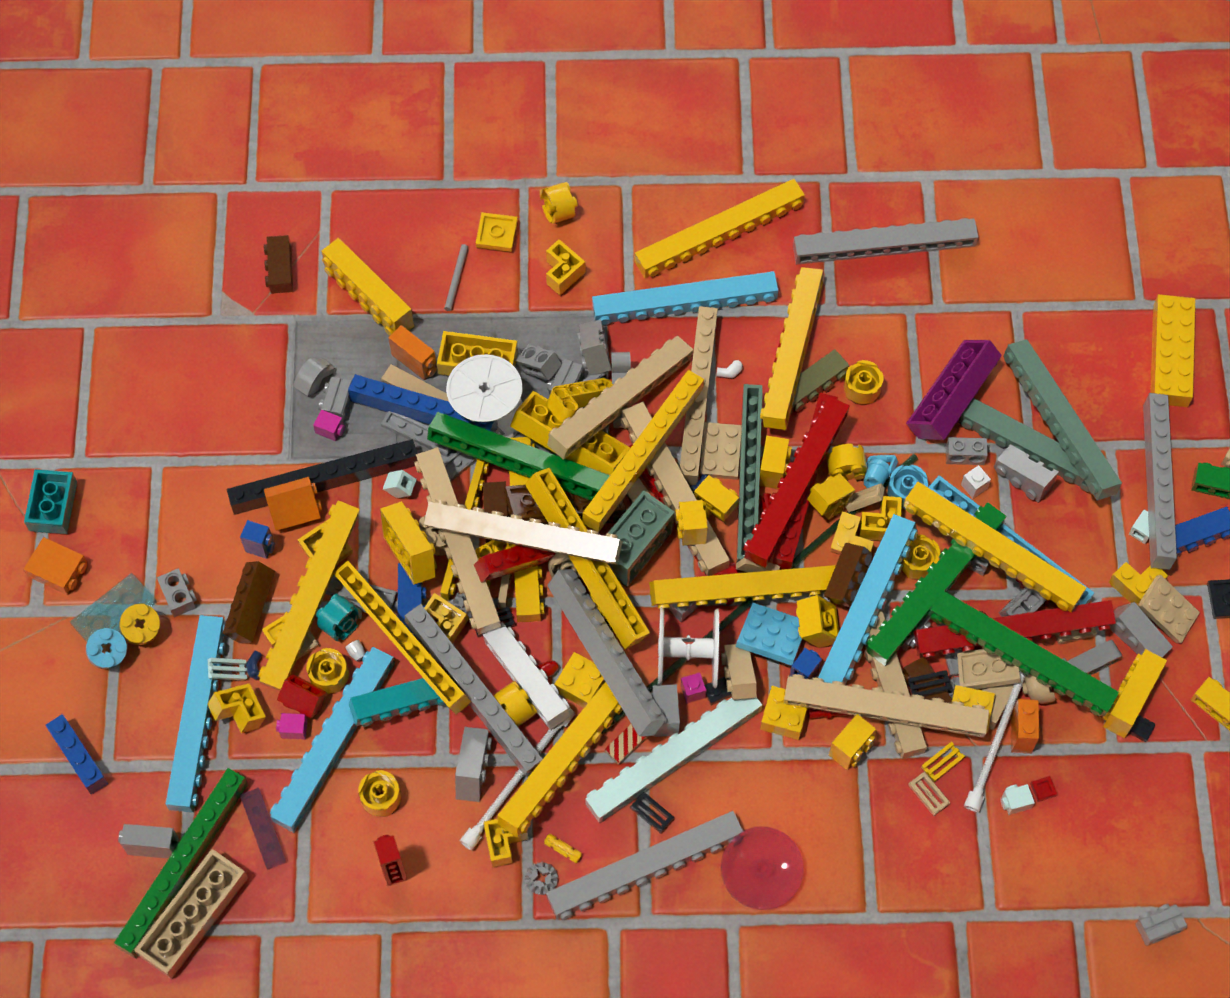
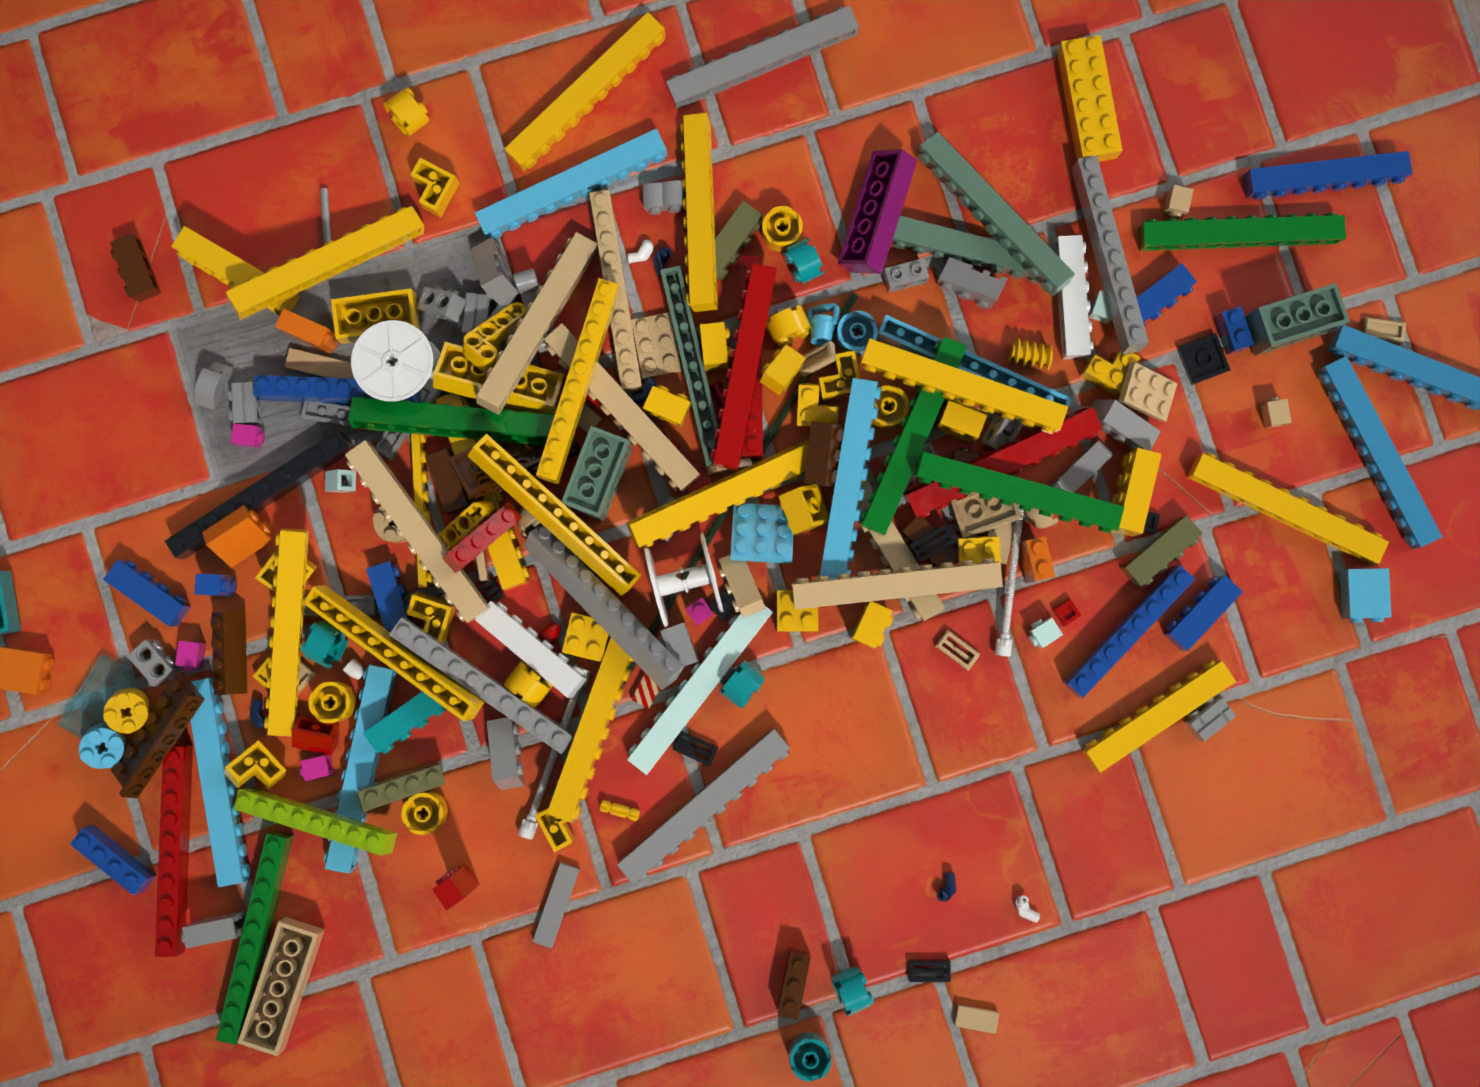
camera: 15 degrees left, 20 degrees up
(135, 762) = (173, 851): none -> red brick
(159, 653) = (157, 735): none -> reddish brown bracket
(192, 531) = (146, 592): none -> blue brick
(212, 595) = (190, 655): none -> dark pink brick
(241, 669) = (248, 722): light aqua tile -> none
(263, 828) = (323, 879): tile -> none
(278, 767) = (315, 821): none -> lime brick
(366, 760) = (401, 786): none -> olive brick
(408, 542) = (369, 547): yellow brick -> none
(450, 298) = (324, 262): none -> yellow brick
(474, 919) = (556, 905): none -> light grey tile
(496, 232) = (352, 163): yellow plate -> none
(522, 532) = (481, 514): brick -> none
(537, 886) = (607, 835): light grey gear -> none
(691, 522) = (650, 446): yellow brick -> none
(714, 761) = (741, 684): none -> teal brick
(747, 378) = (660, 259): none -> dark blue arm
(762, 868) = (817, 777): clear pink dish -> none
(763, 328) = (663, 197): none -> light grey brick
(806, 664) = (805, 560): blue brick -> none
(875, 413) = (803, 261): none -> teal brick
(955, 751) = (972, 600): yellow tile -> none
(975, 481) = (923, 307): white brick -> none
(984, 586) = (961, 421): none -> yellow brick
(1067, 548) = (1031, 353): none -> yellow piece
(1099, 820) = (1129, 631): none -> blue brick
(1110, 907) = (1158, 716): none -> yellow brick
(1117, 514) = (1073, 300): none -> white brick
(1149, 756) = (1161, 551): none -> olive brick
(1176, 824) = (1203, 612): none -> blue brick

